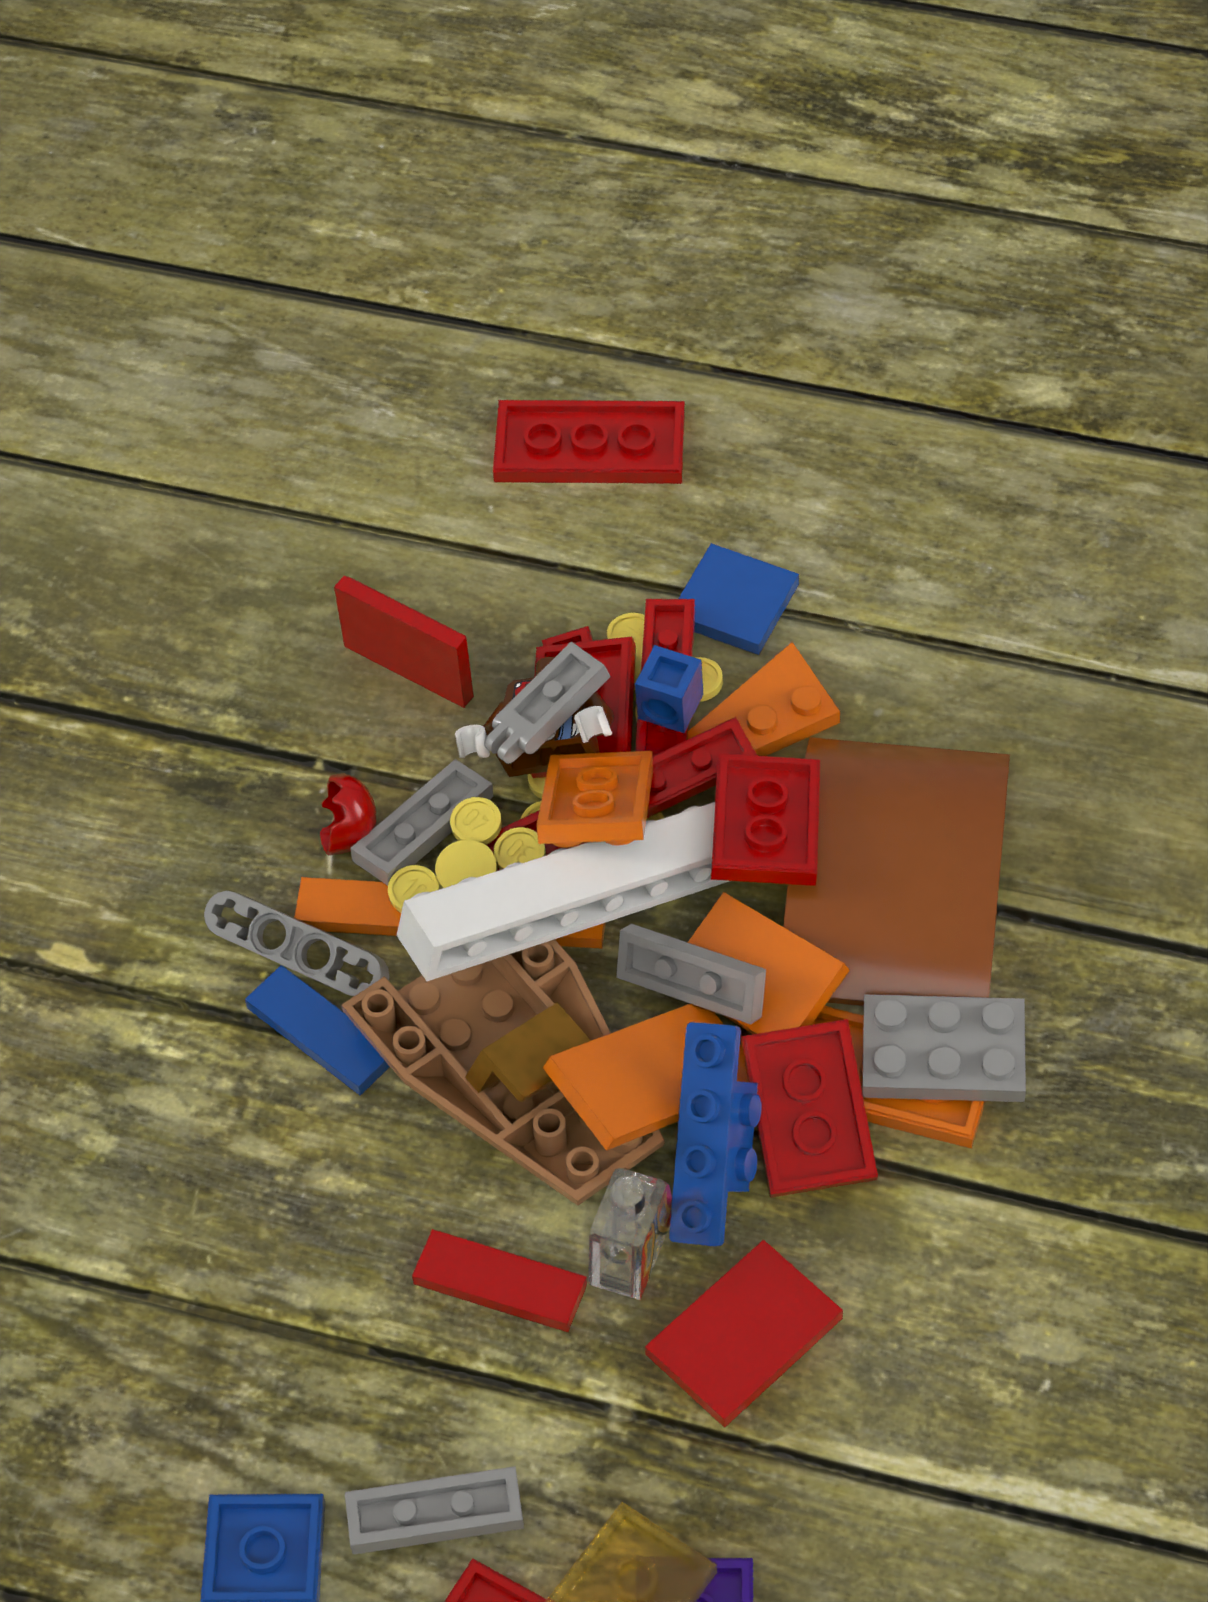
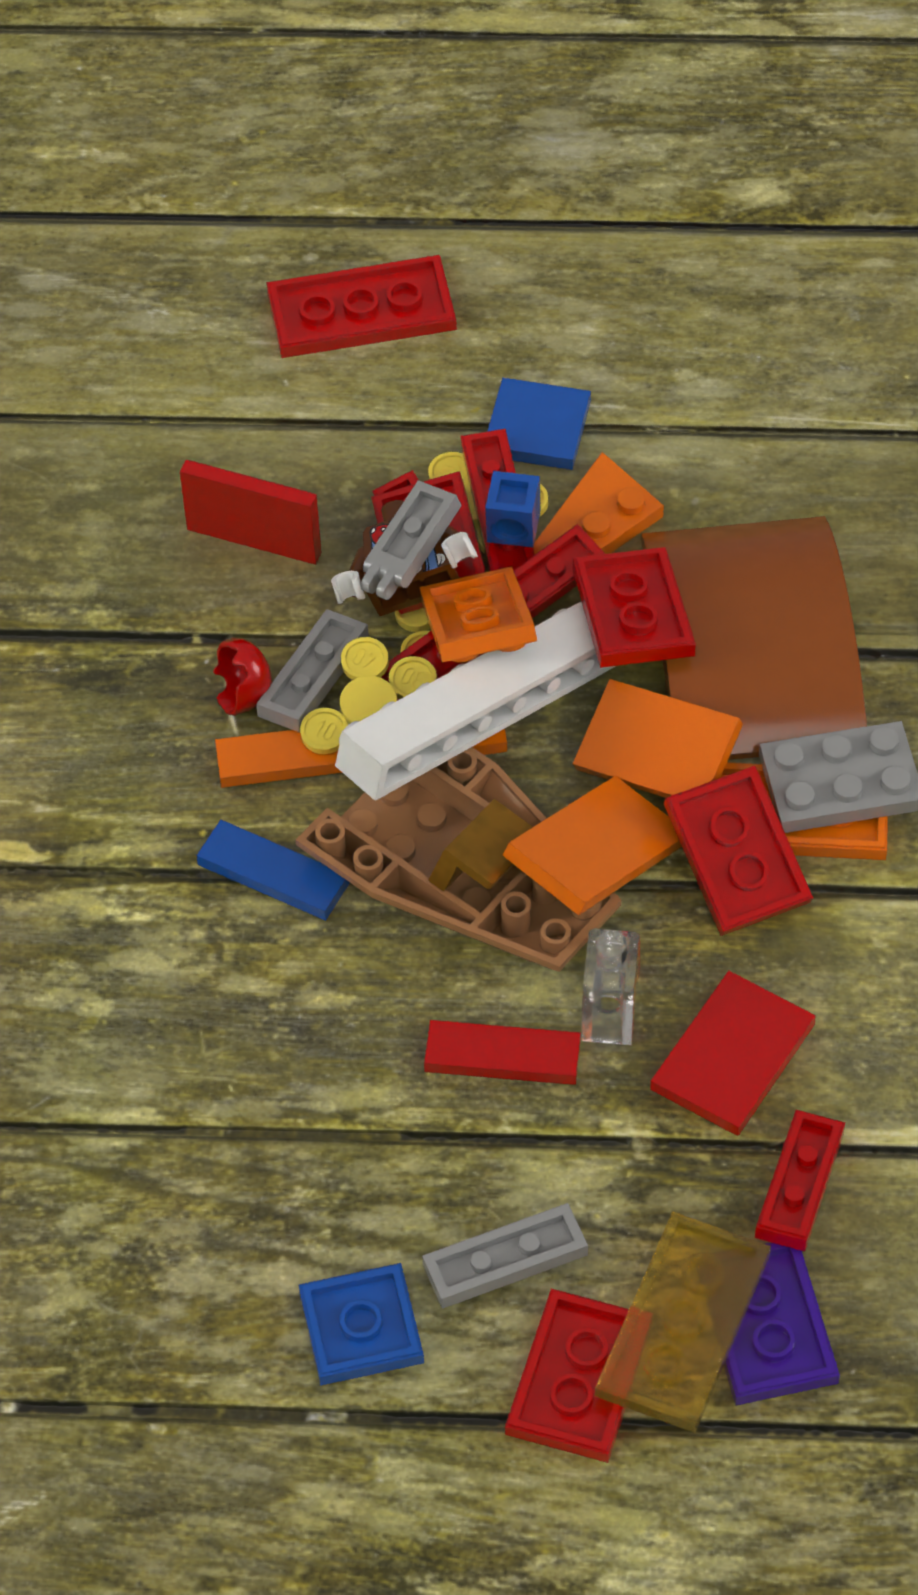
camera: 15 degrees left, 0 degrees up
(296, 943) = (230, 794): light grey beam -> none
(691, 973) = (601, 754): light grey plate -> none
(712, 1135) = (663, 886): blue bracket -> none
(773, 1494) = (800, 1180): none -> red tile

